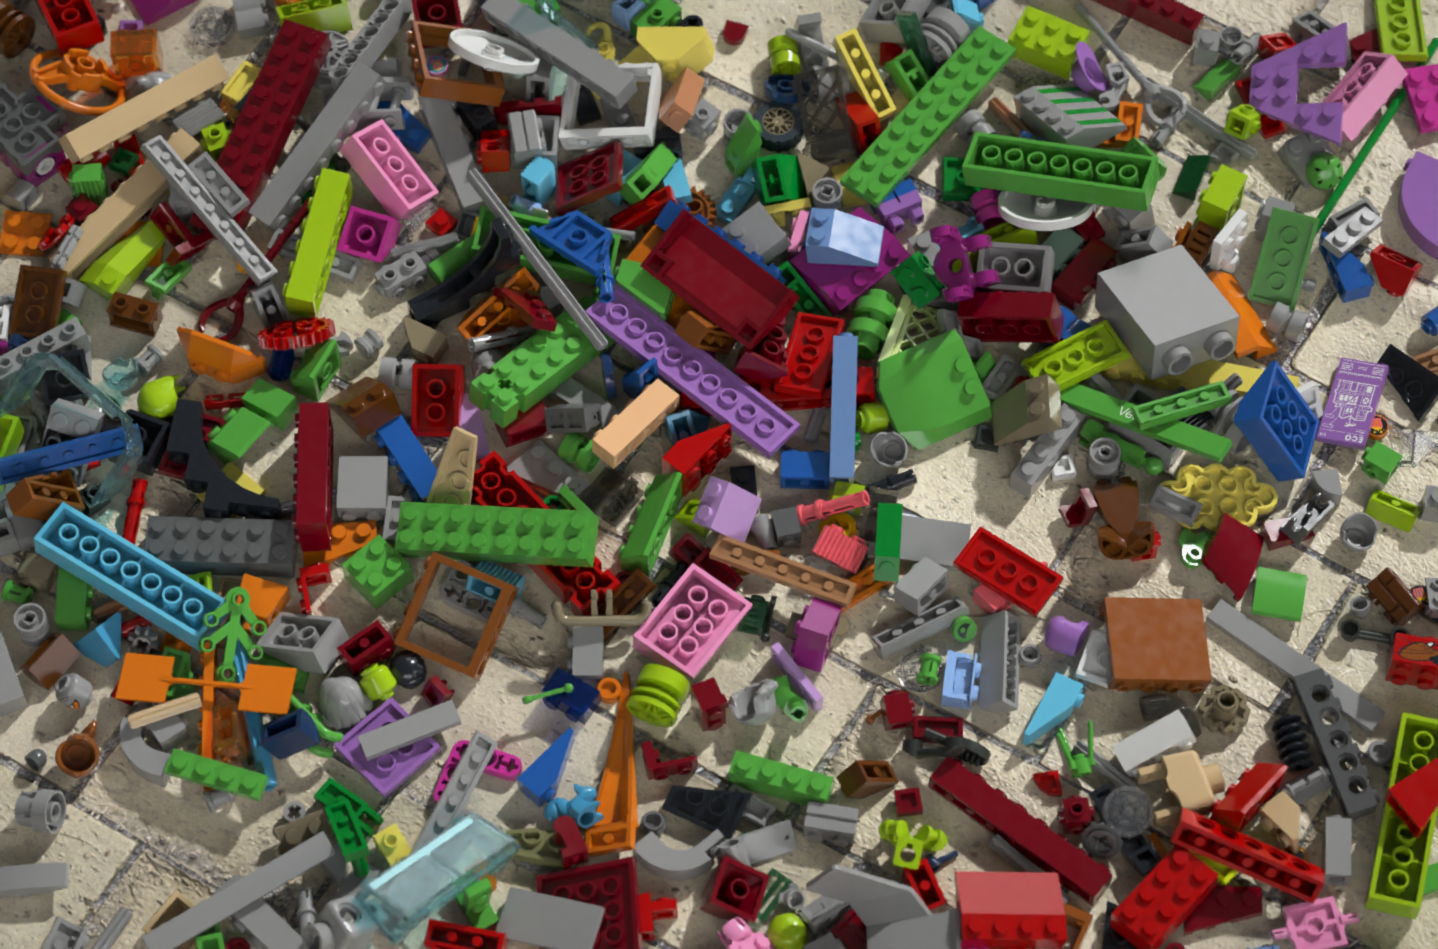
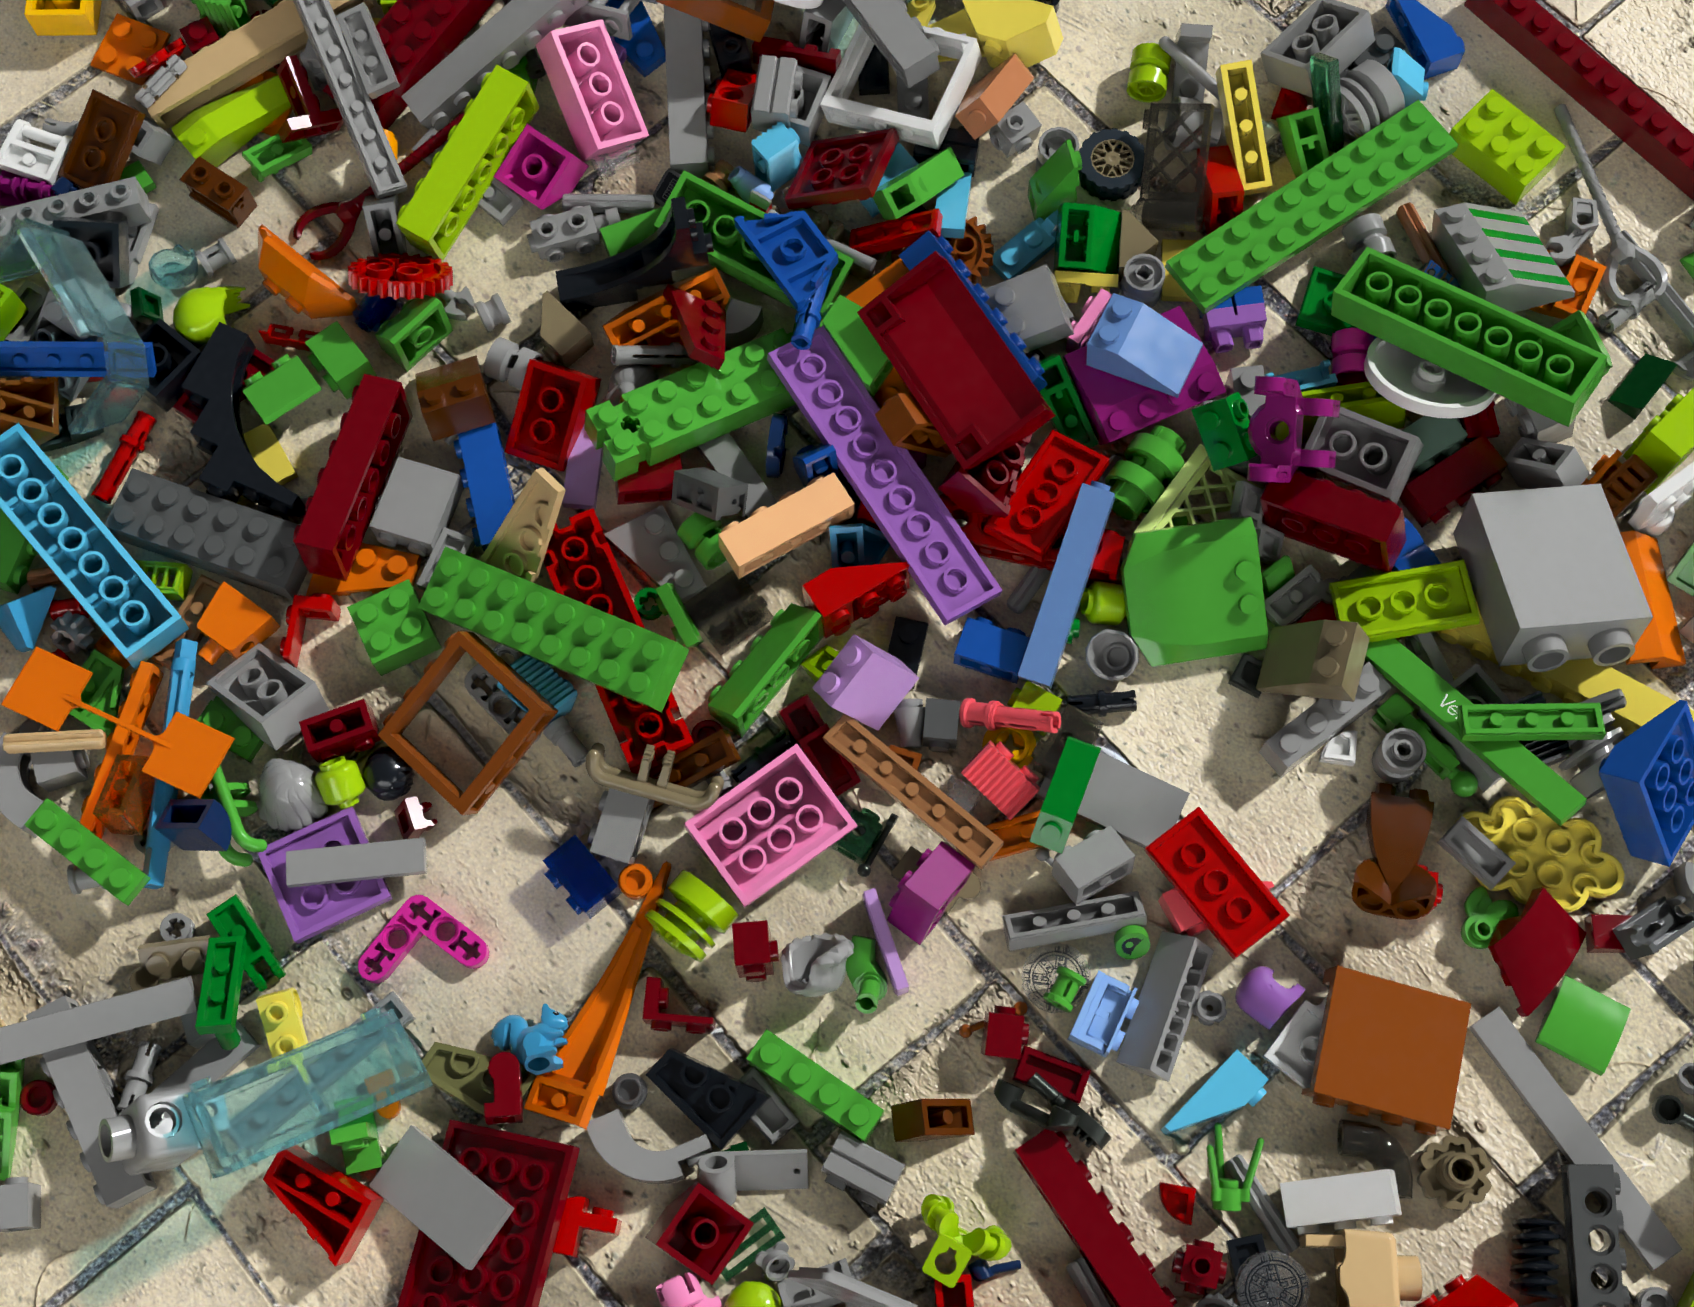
camera: 20 degrees right, 10 degrees up
(233, 631) = (174, 658): bright green plant -> none
(441, 223) = (640, 177): red plate -> none
(458, 787) = (383, 971): light grey tile -> none
(538, 261) = (730, 265): light grey axle -> none
(544, 775) = (514, 975): blue slope -> none
(568, 688) = (576, 869): bright green hinge -> none
(734, 32) = (1097, 24): dark red tile -> none
(779, 88) = (1128, 113): dark blue tile -> none
(908, 802) = (977, 1171): dark red plate -> none
(1080, 511) = (1343, 819): dark red bracket -> none
(1086, 70) = (1543, 200): medium lavender piece -> none

